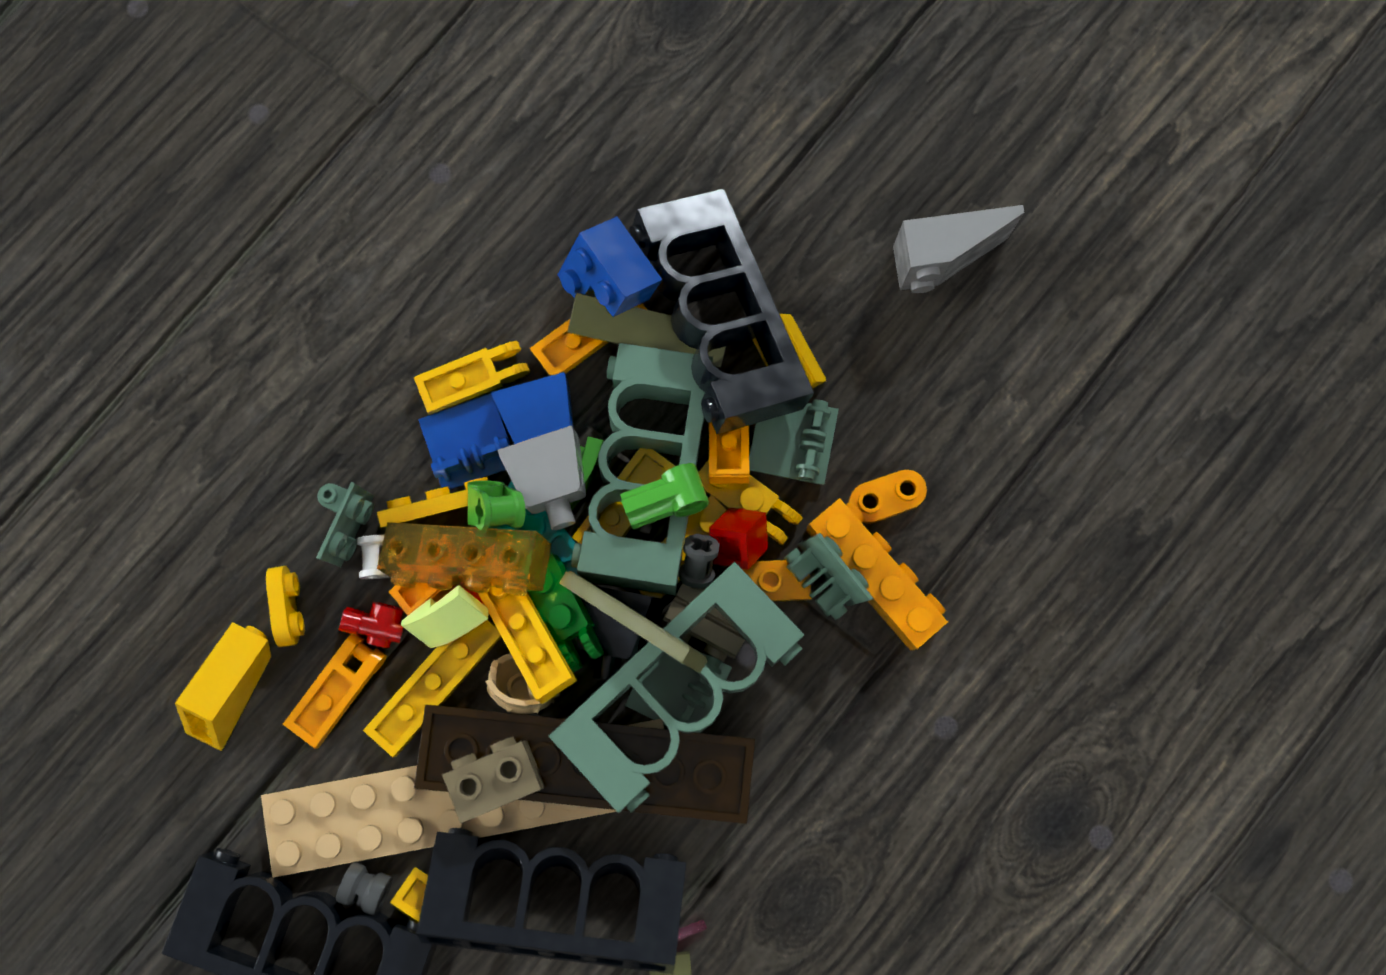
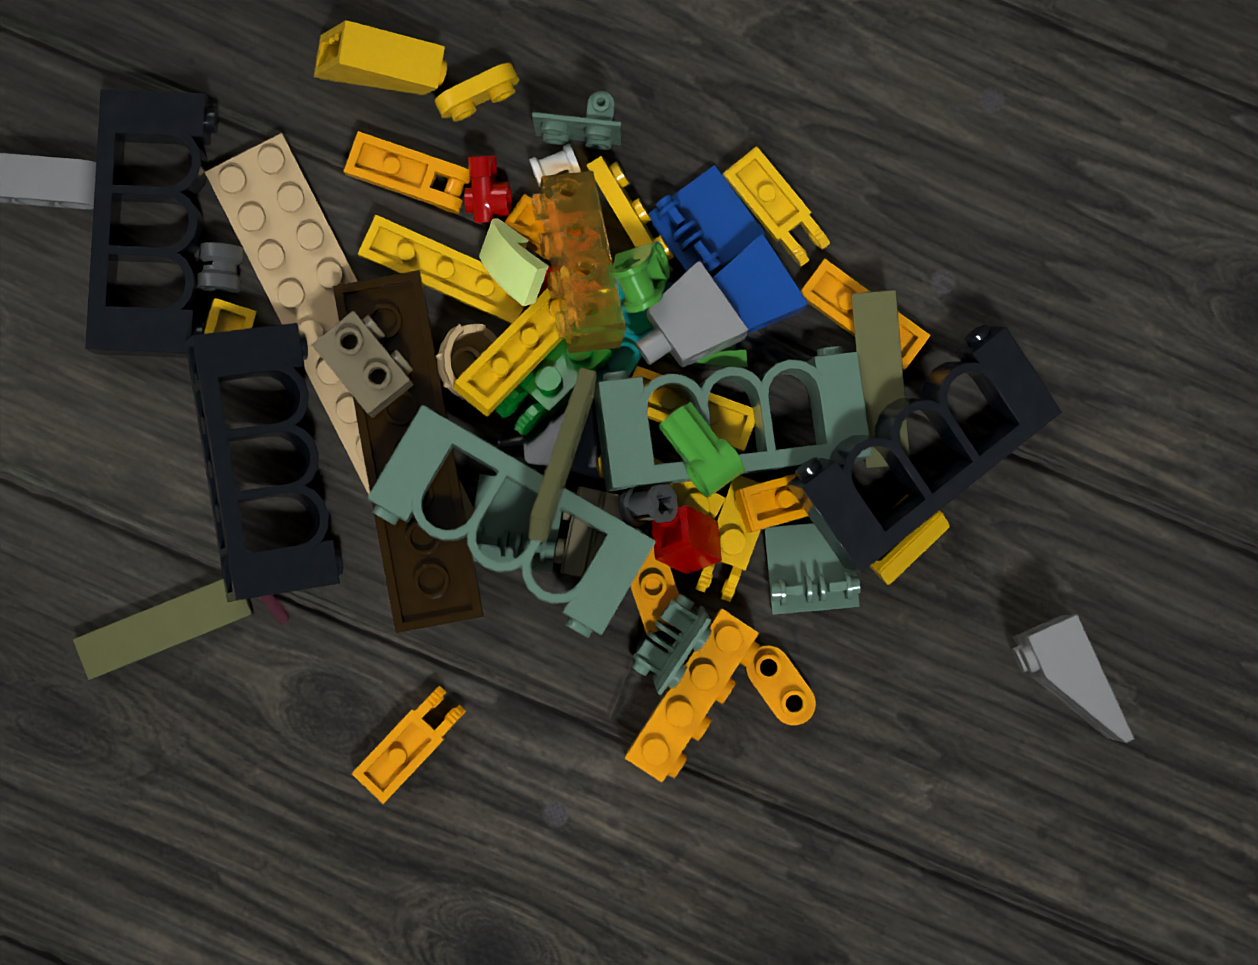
camera: 70 degrees right, 5 degrees up
(609, 267) = (932, 317): blue brick -> none
(852, 846) = (405, 748): none -> light orange hinge

